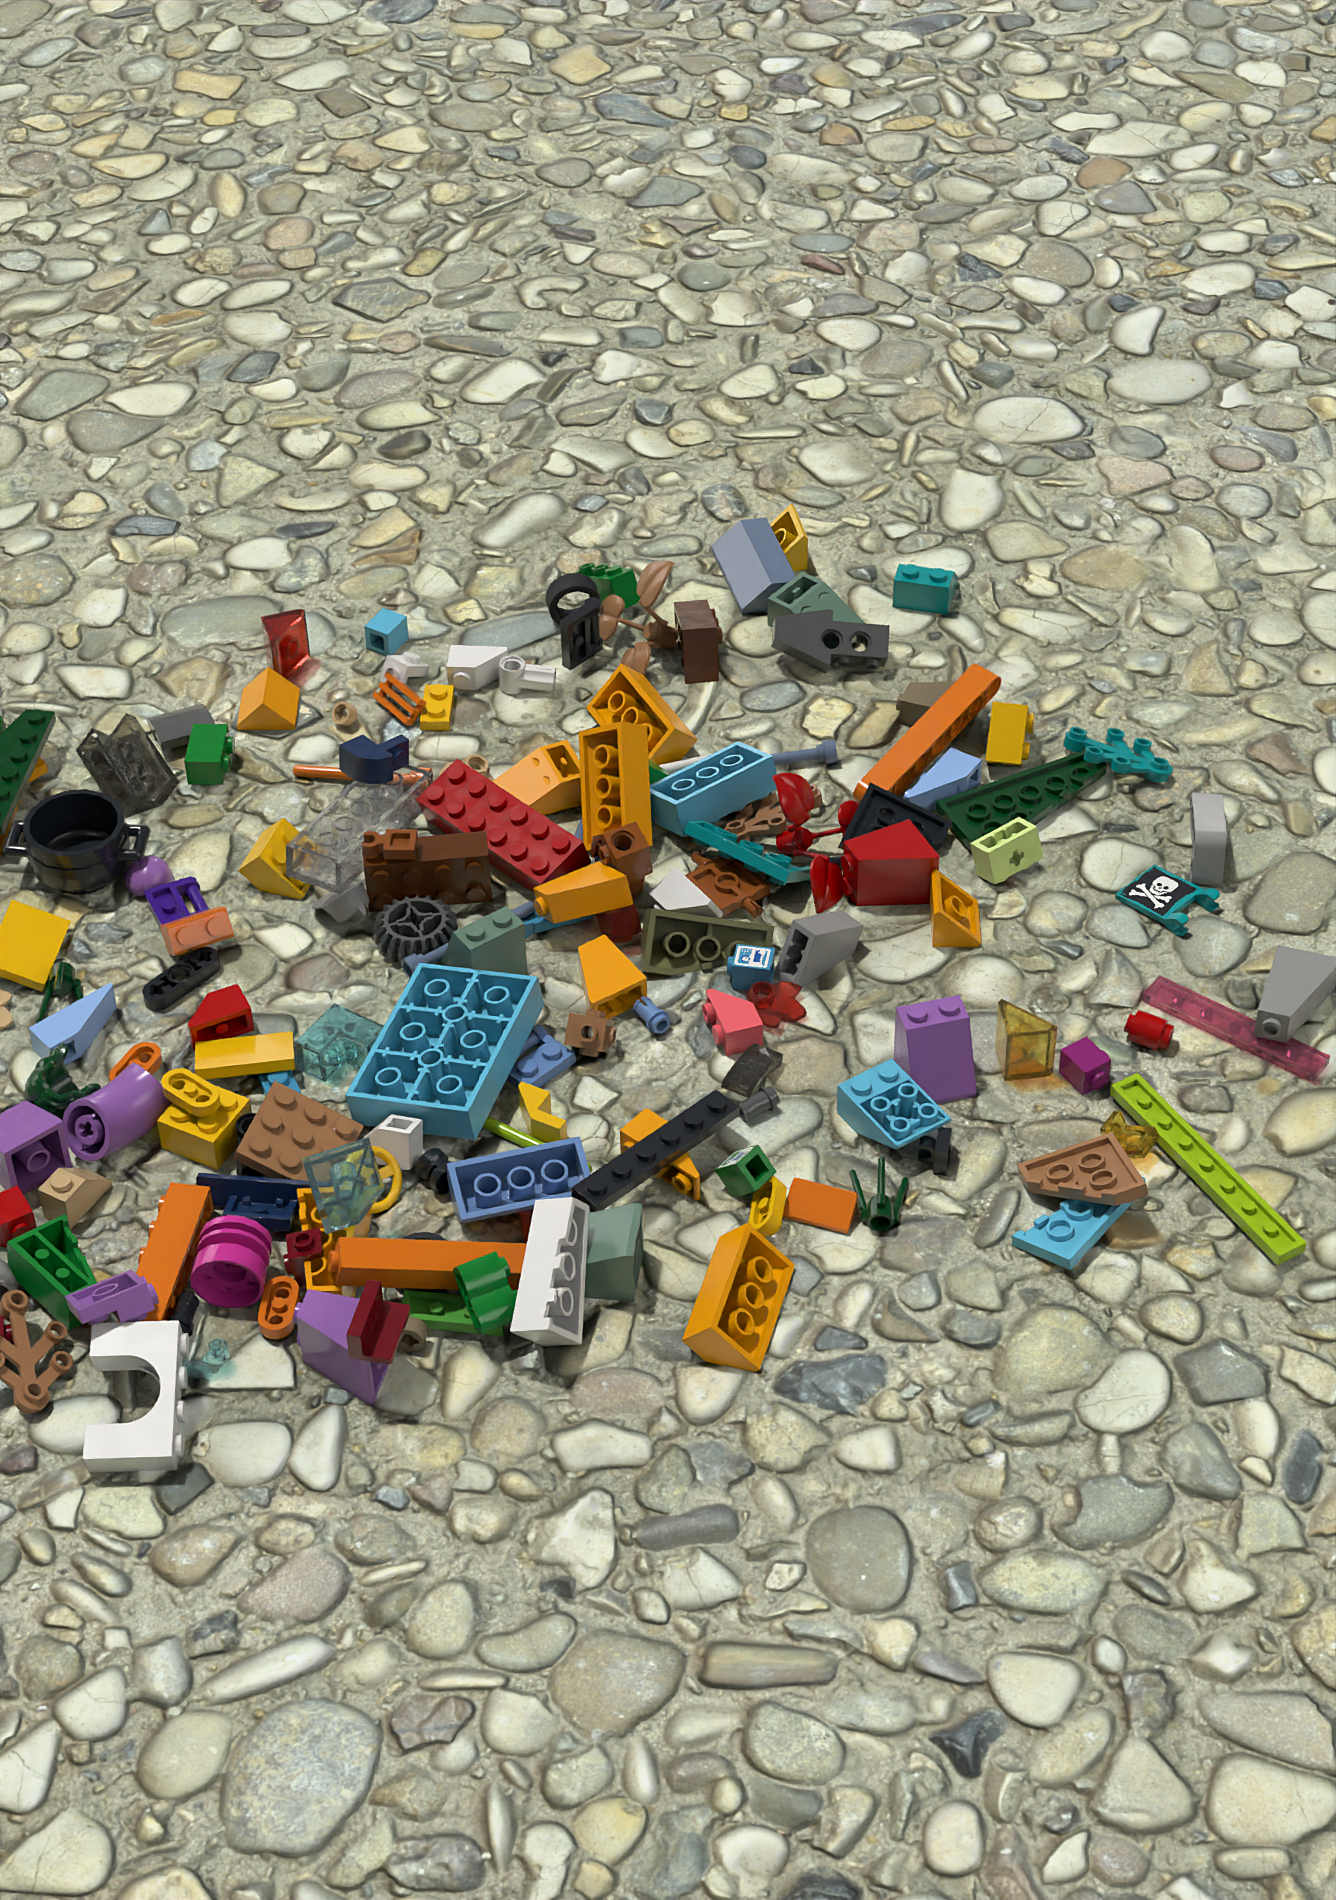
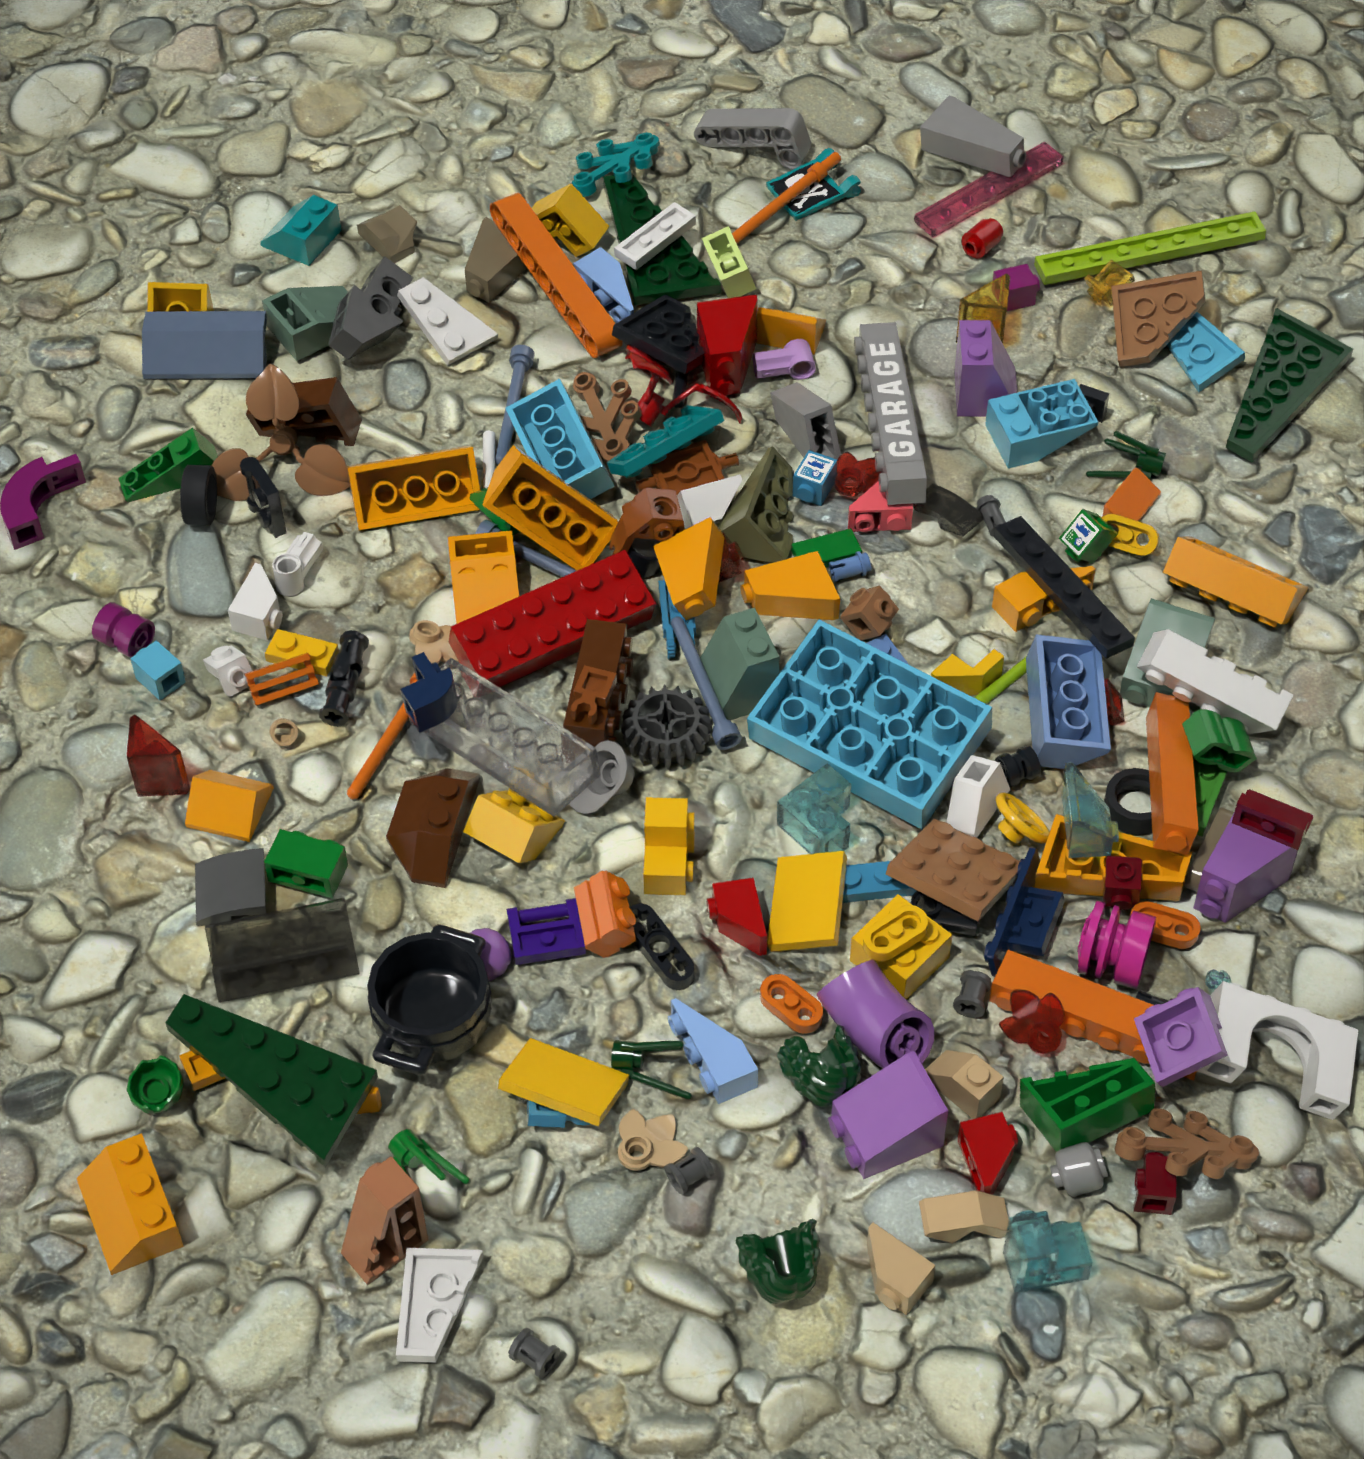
camera: 75 degrees left, 10 degrees up
(132, 1235) = (1031, 1018): none -> clear red plate
(161, 1180) = (972, 994): none -> dark grey bush
(263, 809) = (431, 823): none -> reddish brown wedge
(277, 955) = (667, 845): none -> yellow brick
(419, 601) = (121, 629): none -> magenta wheel
(433, 731) = (344, 678): none -> black piece
(541, 518) = (27, 492): none -> magenta arch
(671, 997) = (830, 546): none -> green tile
(843, 692) = (445, 322): none -> white wing
(844, 994) = (891, 414): none -> light grey brick
(902, 923) = (792, 359): none -> lavender piece
(944, 638) = (390, 233): none -> dark tan slope
(1015, 791) = (655, 236): none -> white plate
(1059, 1308) = (1286, 376): none -> dark green wing
(1175, 888) = (815, 174): none -> orange bar

